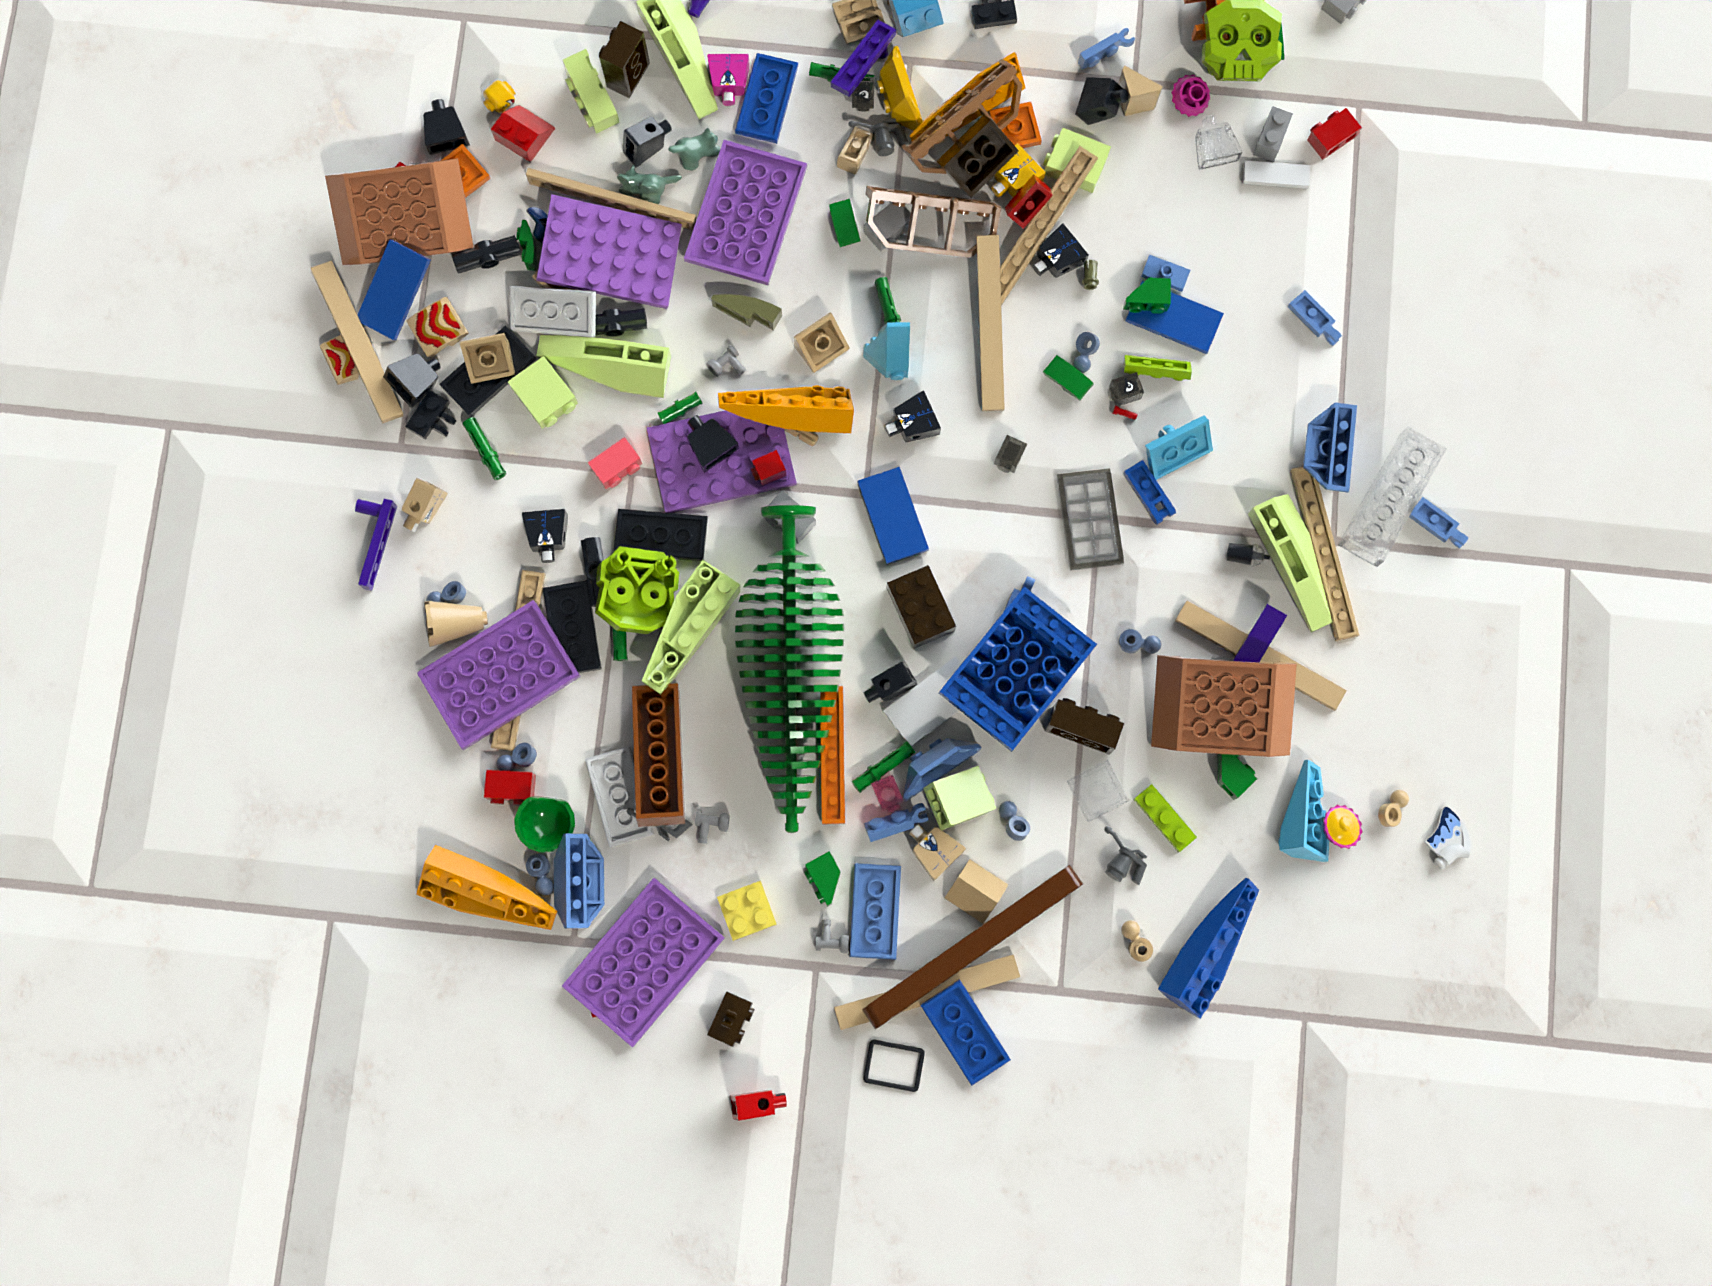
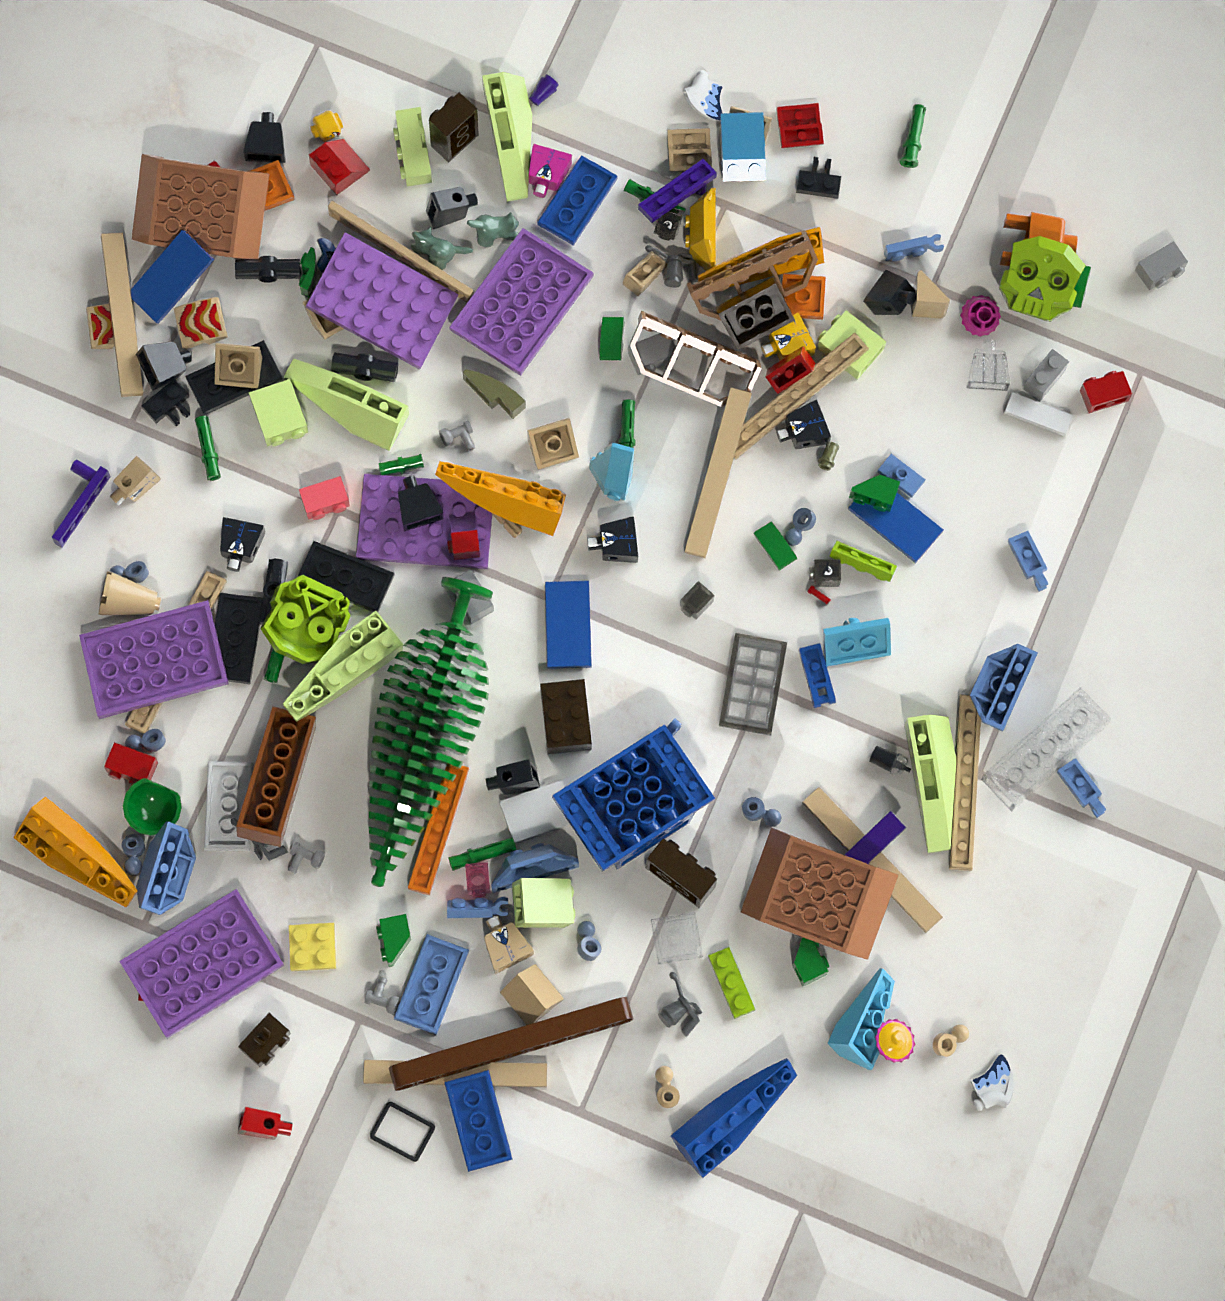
camera: 15 degrees right, 5 degrees down
(552, 311) = (311, 340): white tile -> none

